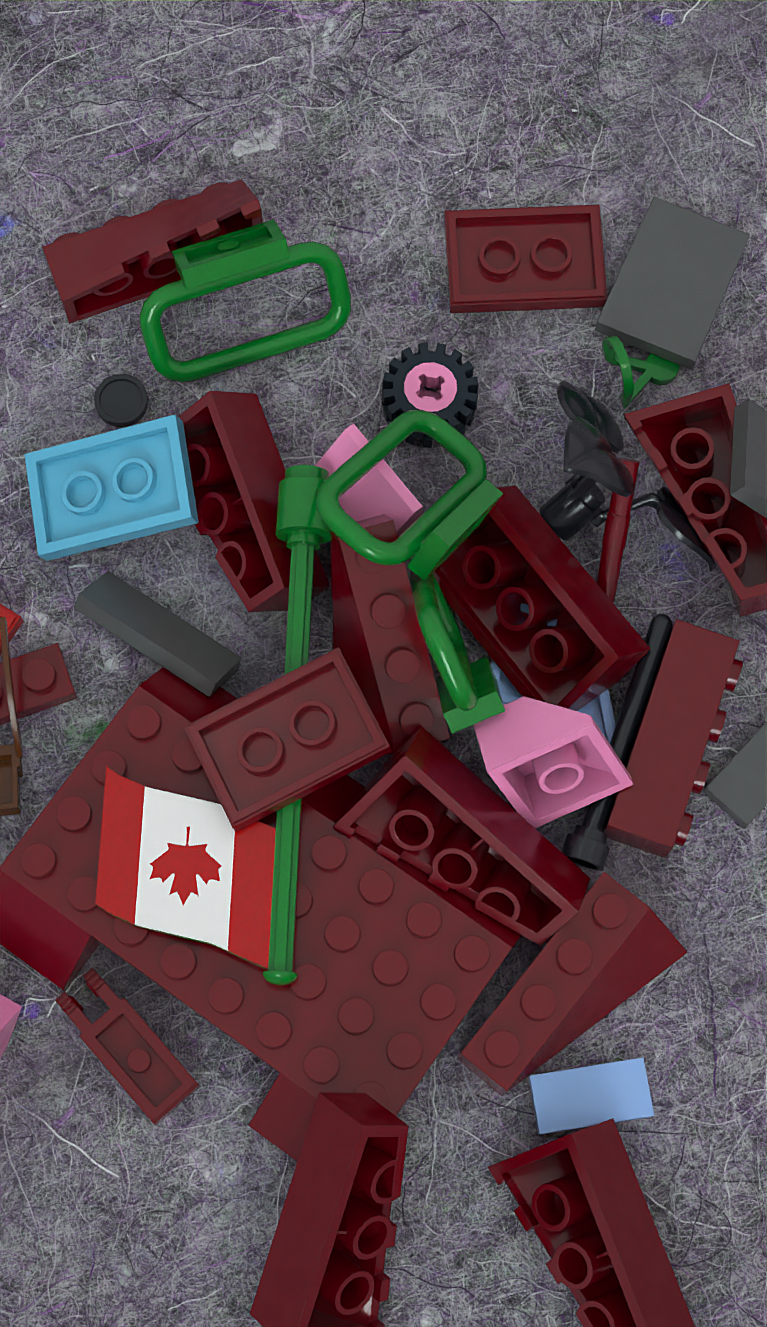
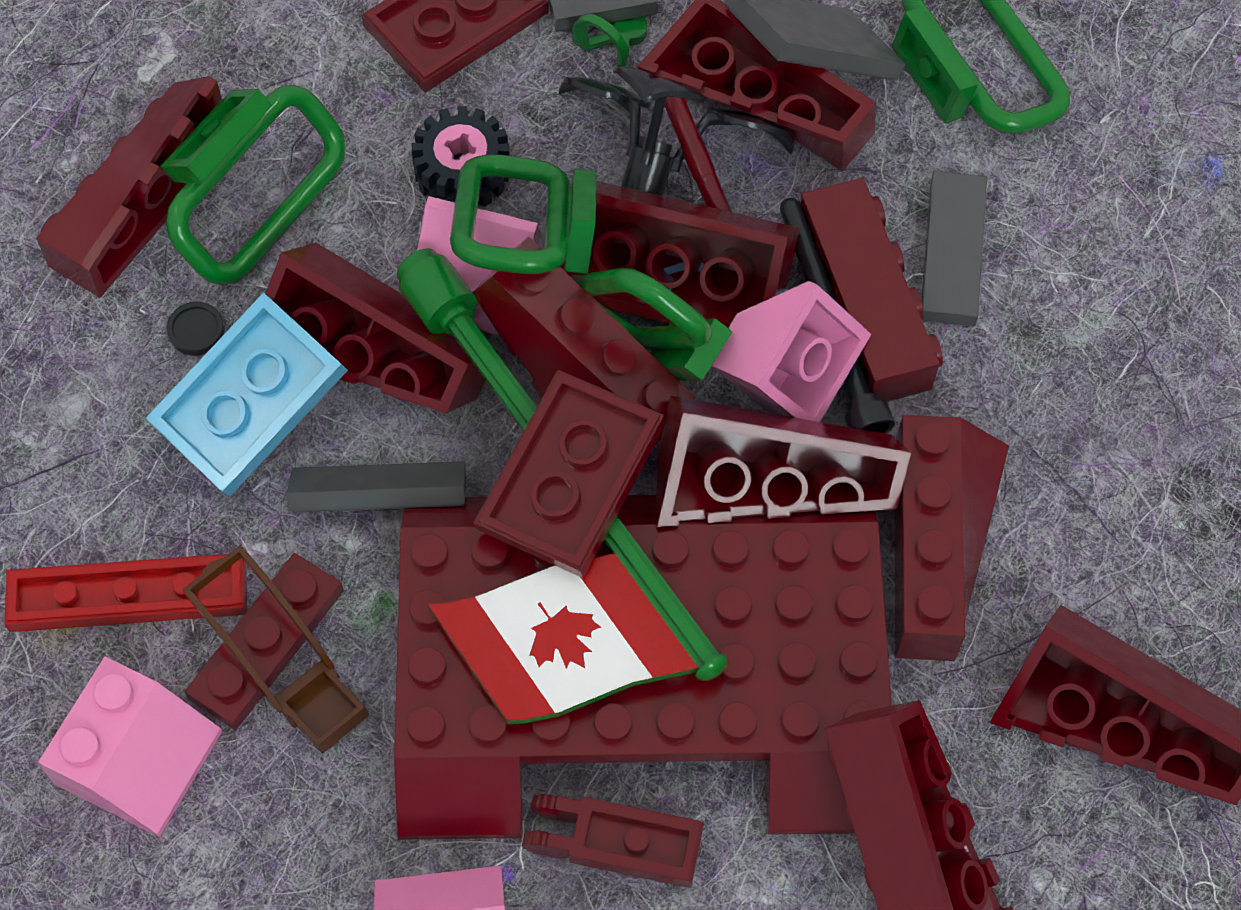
camera: 35 degrees left, 10 degrees down
(590, 1096) = (1024, 607): light blue tile -> none

